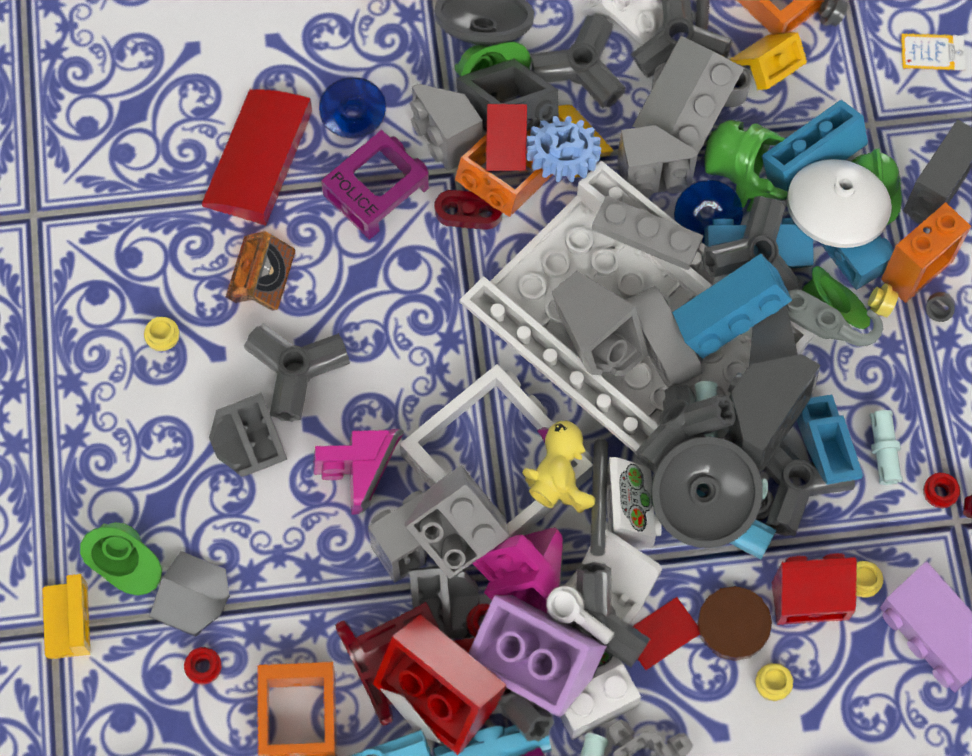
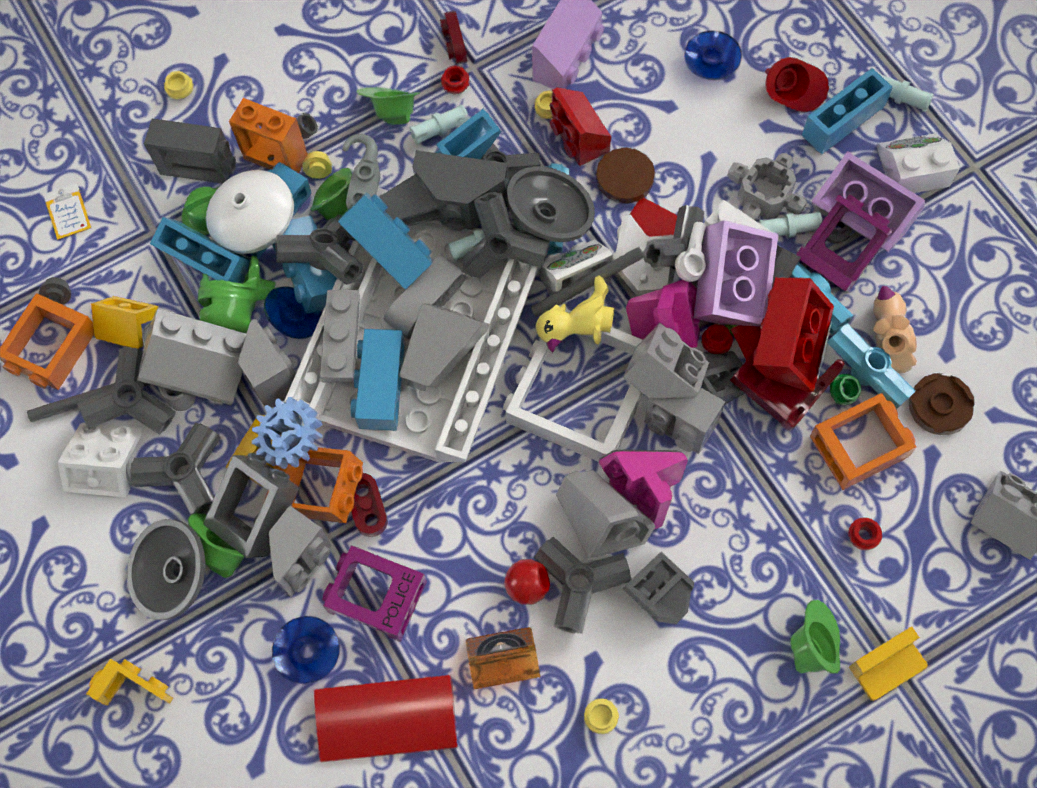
camera: 110 degrees left, 0 degrees up
(191, 594) = (812, 571): slope -> none
(316, 317) = (527, 582): none -> red piece
(345, 407) = (602, 515): none -> light grey slope
(354, 729) = (851, 386): none -> green plate
(506, 137) = (299, 476): red sticker -> none
(569, 248) = (378, 379): none -> dark azure brick
(774, 682) = (655, 134): light yellow plate -> none
(939, 402) = (390, 104): none -> bright green piece

